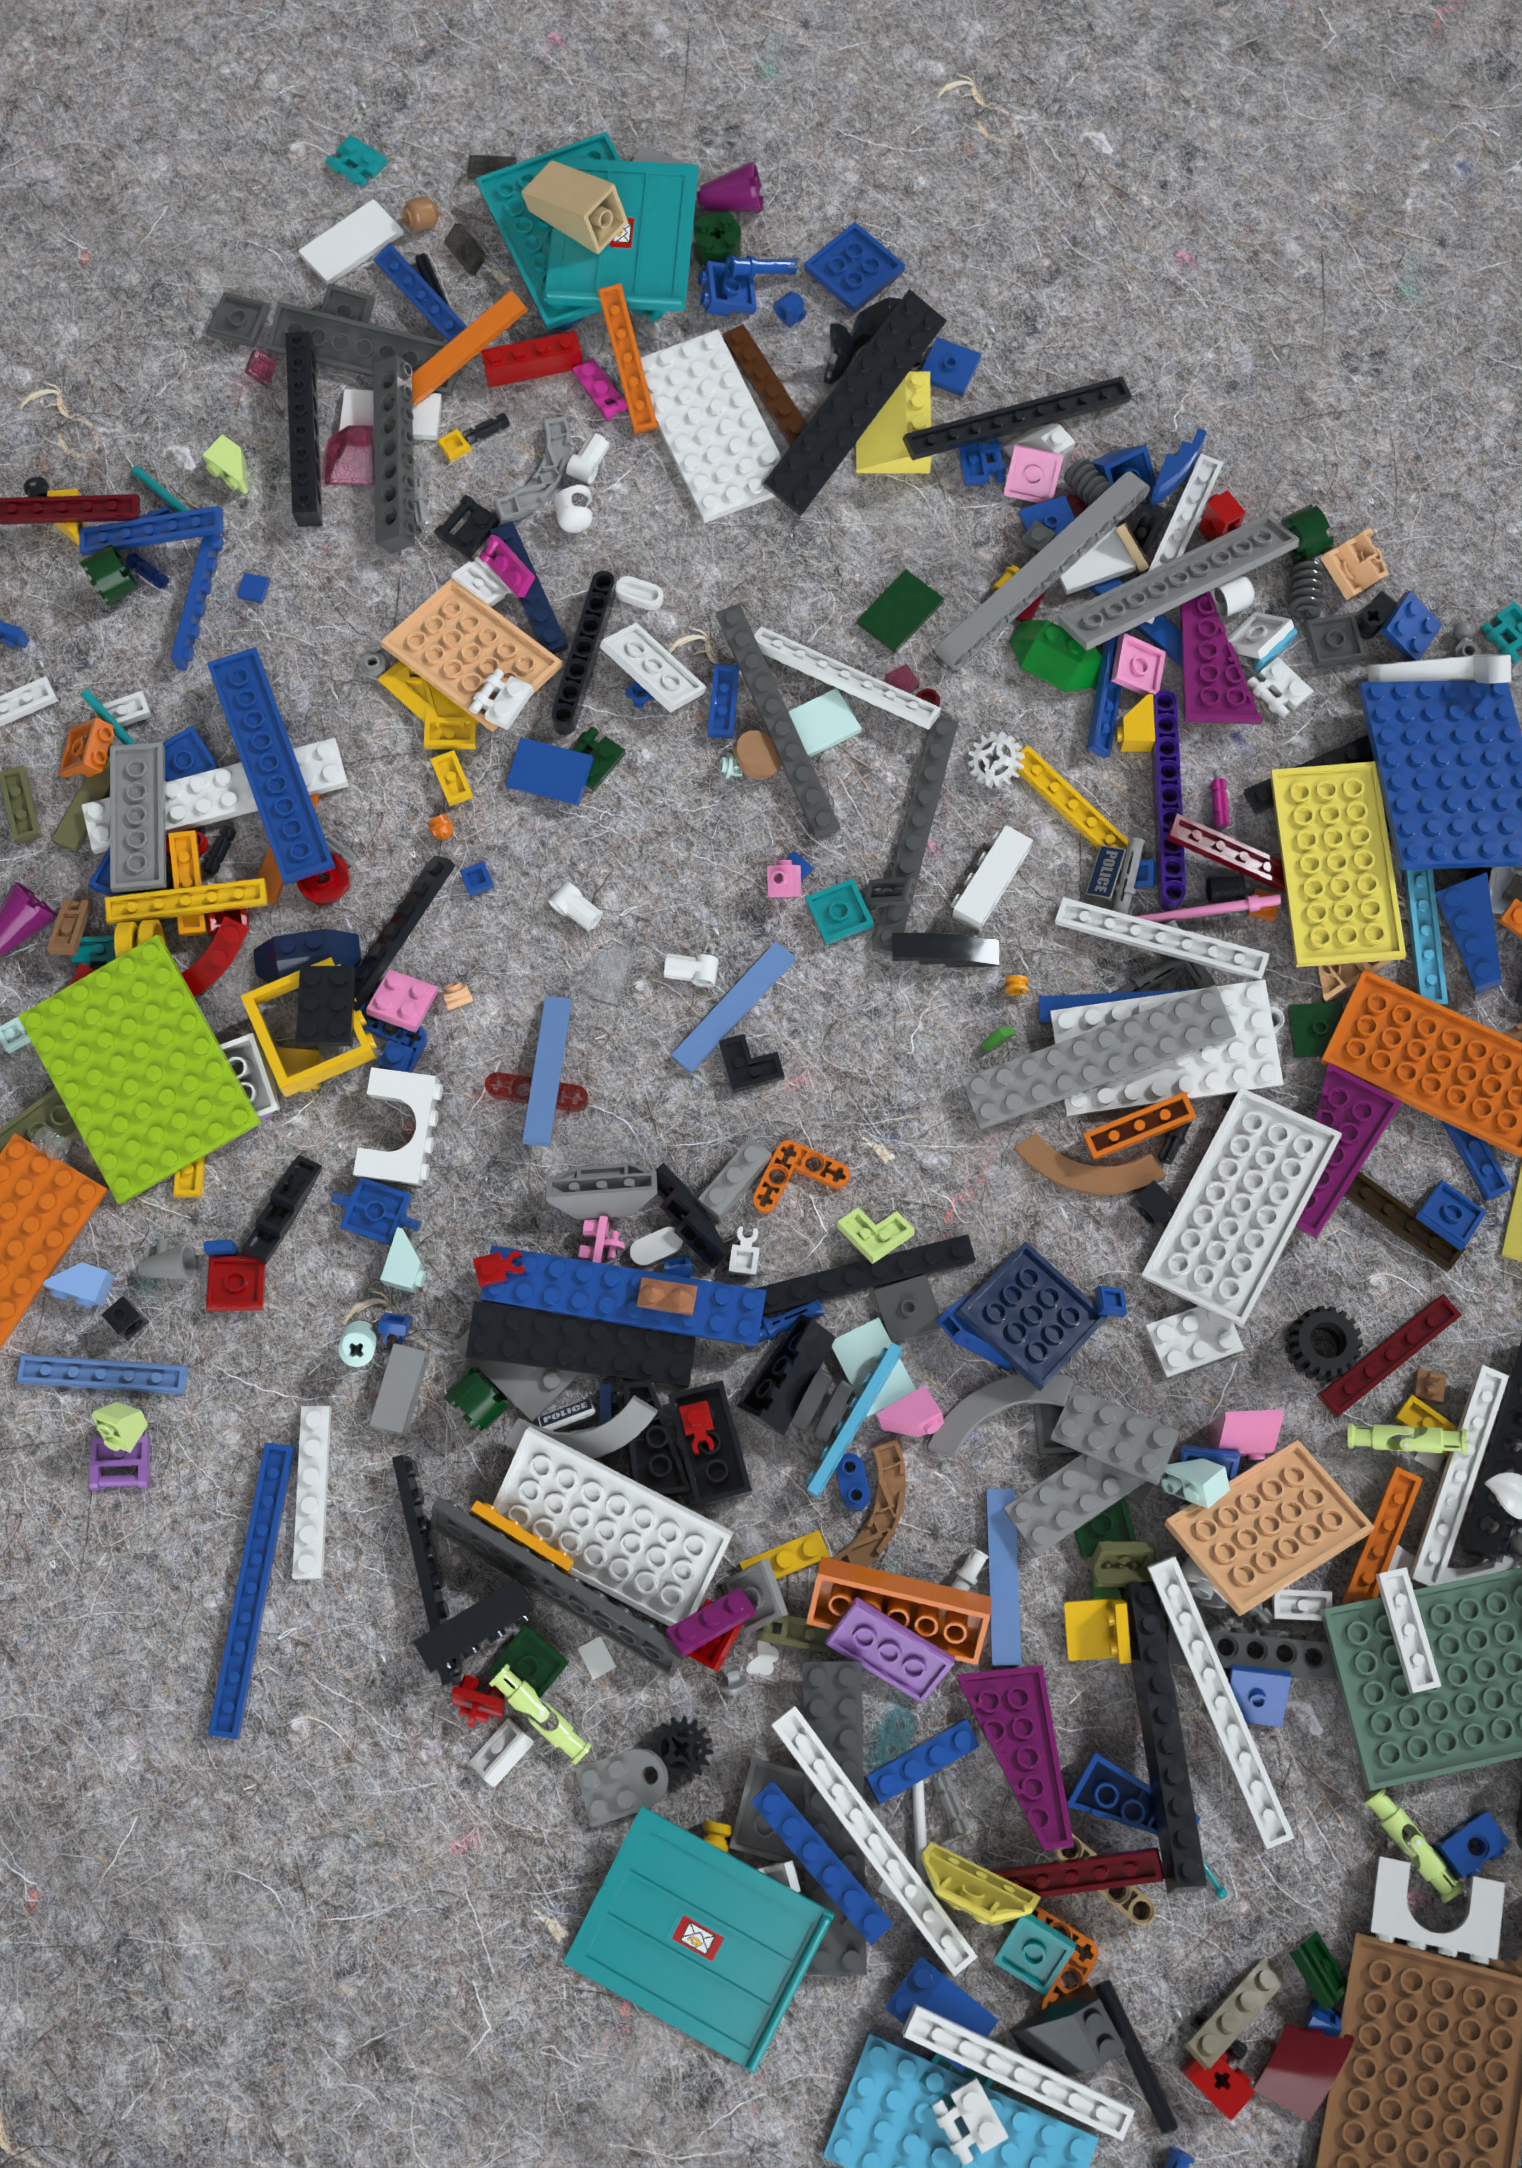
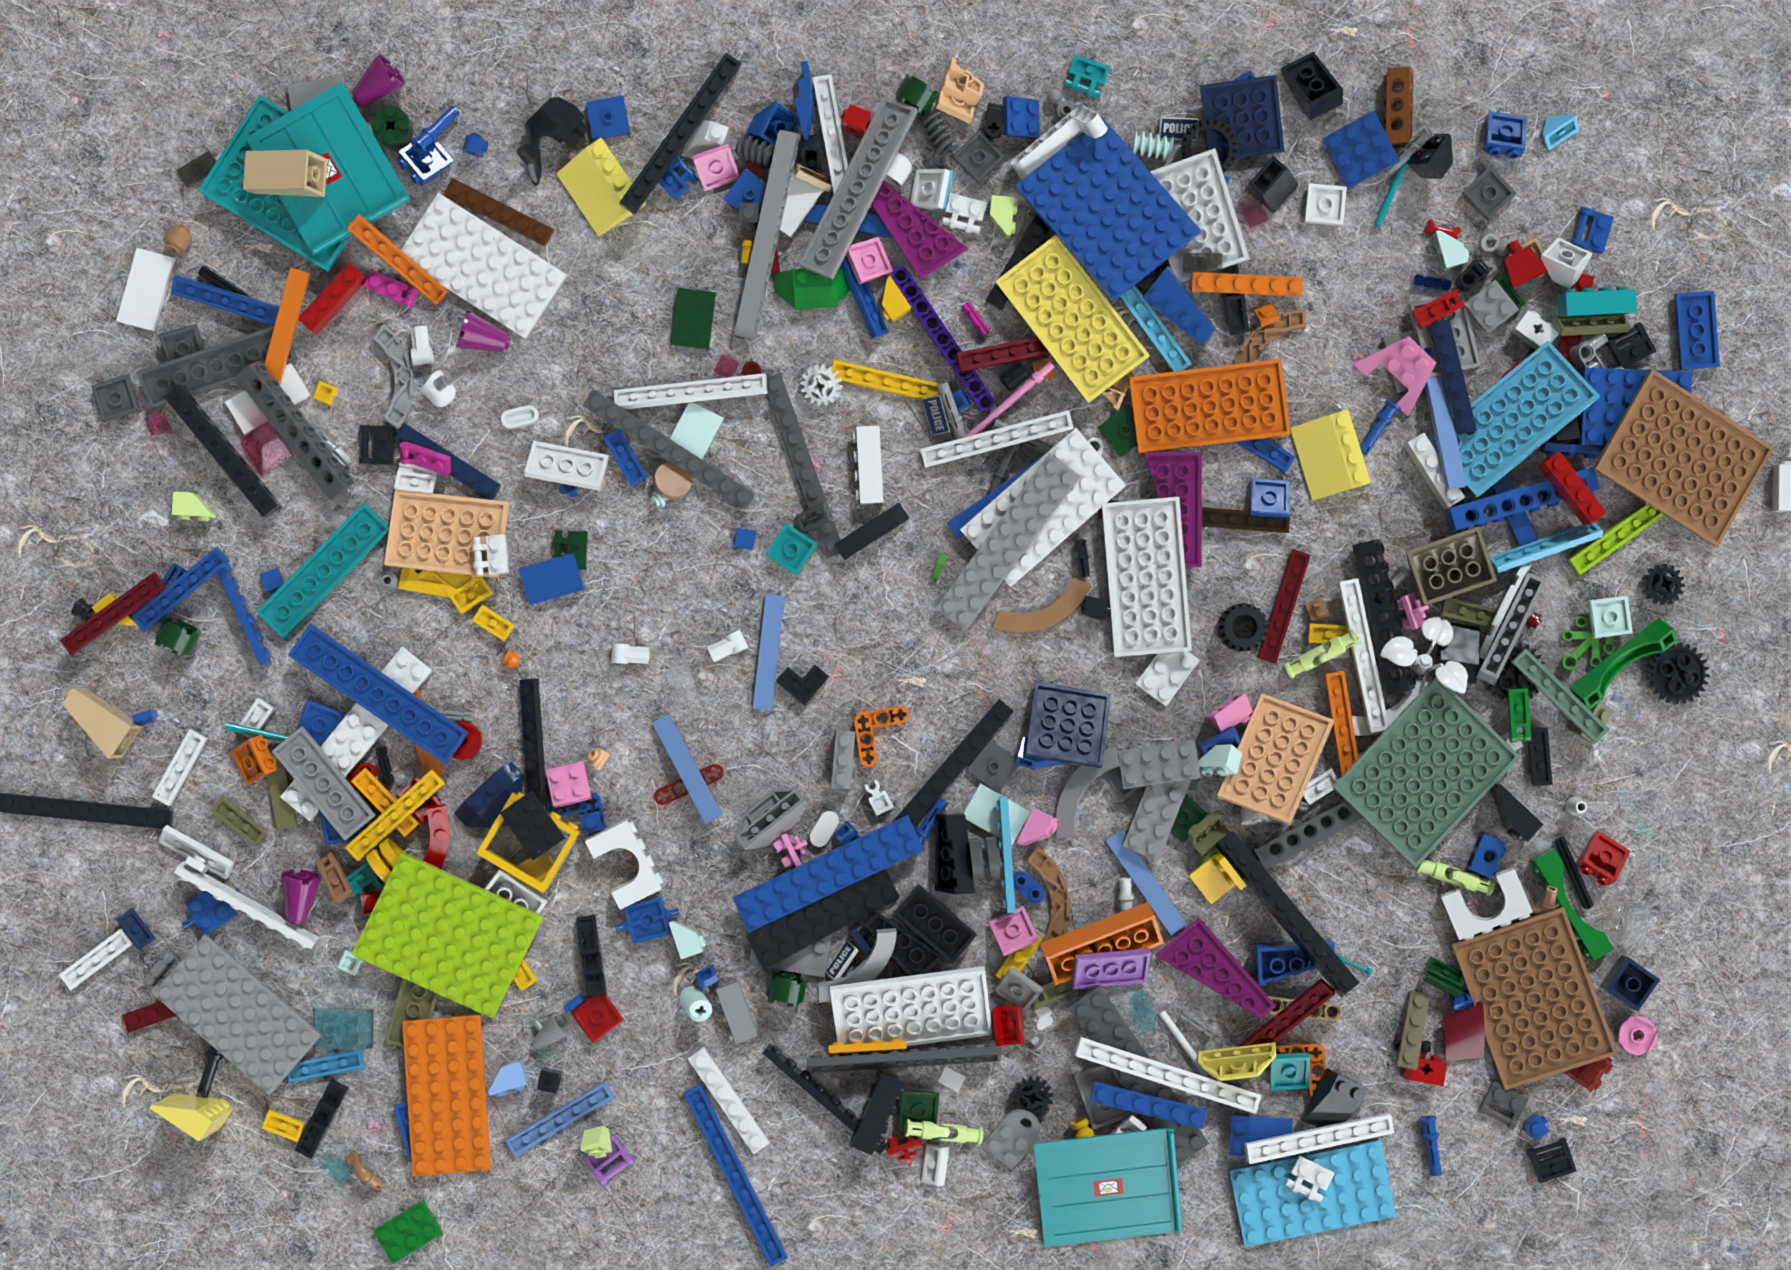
camera: 40 degrees left, 15 degrees up
(50, 1143) = (429, 1013): clear wheel -> none
(147, 571) = (195, 614): clear blue axle -> none
(158, 489) = (165, 554): teal bar -> none
(313, 611) = (324, 570): none -> teal plate
(360, 156) = (103, 220): teal plate -> none
(465, 249) = (227, 245): clear smoke plate -> none
(476, 879) = (557, 677): blue plate -> none
(486, 428) = (338, 367): black axle -> none
(493, 1269) = (744, 911): red plate -> none
(584, 662) = (509, 476): black beam -> none
(659, 483) = (481, 335): none -> magenta cone
(667, 1296) = (854, 859): nougat tile -> none
(693, 1223) = (837, 802): black slope -> none
(697, 1422) = (921, 918): red plate -> none
(710, 1622) = (1003, 1021): magenta plate -> none
(784, 879) = (745, 553): bright pink brick -> none
(799, 1521) = (1013, 931): none -> bright pink plate
(854, 267) = (495, 84): blue plate -> none
(854, 402) = (568, 193): black plate -> none
(872, 1239) = (947, 740): yellowish green plate -> none
(921, 1761) = (1166, 1013): blue plate -> none
(1016, 985) = (928, 524): light orange bush -> none
(1110, 1301) = (1106, 683): blue tile -> none
(1137, 2058) = (1375, 1086): black axle -> none
(1139, 1126) = (1058, 569): orange brick -> none
(1220, 1702) = (1306, 872): white plate -> none
(1260, 1693) = (1324, 854): plate -> none
(1323, 711) = (1001, 214): none -> yellowish green slope
(1408, 1630) = (1385, 767): white plate -> none

